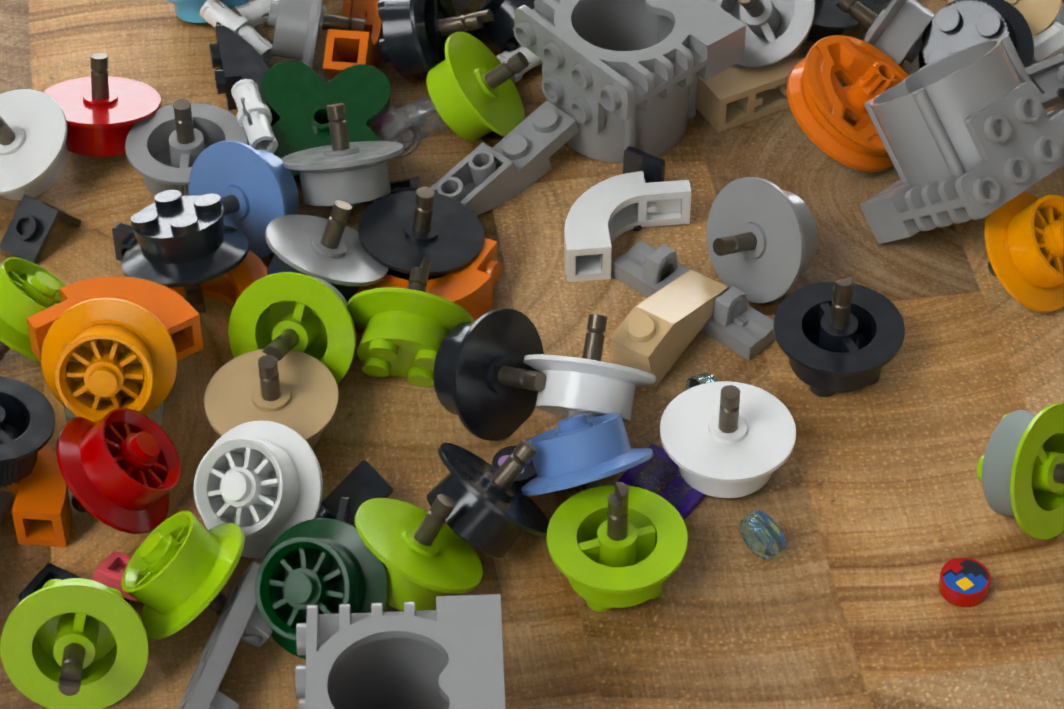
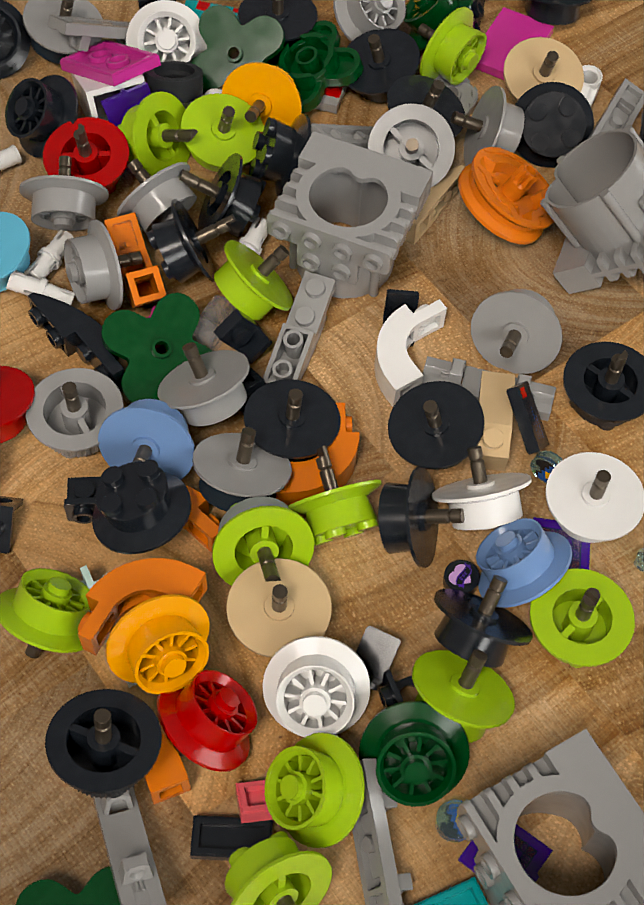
camera: 30 degrees left, 15 degrees up
(254, 115) = (113, 368): white pin -> none
(430, 142) = (243, 335): none -> black bracket
(585, 285) = (435, 425): none -> black piece
(709, 330) = (527, 417): none -> black tile

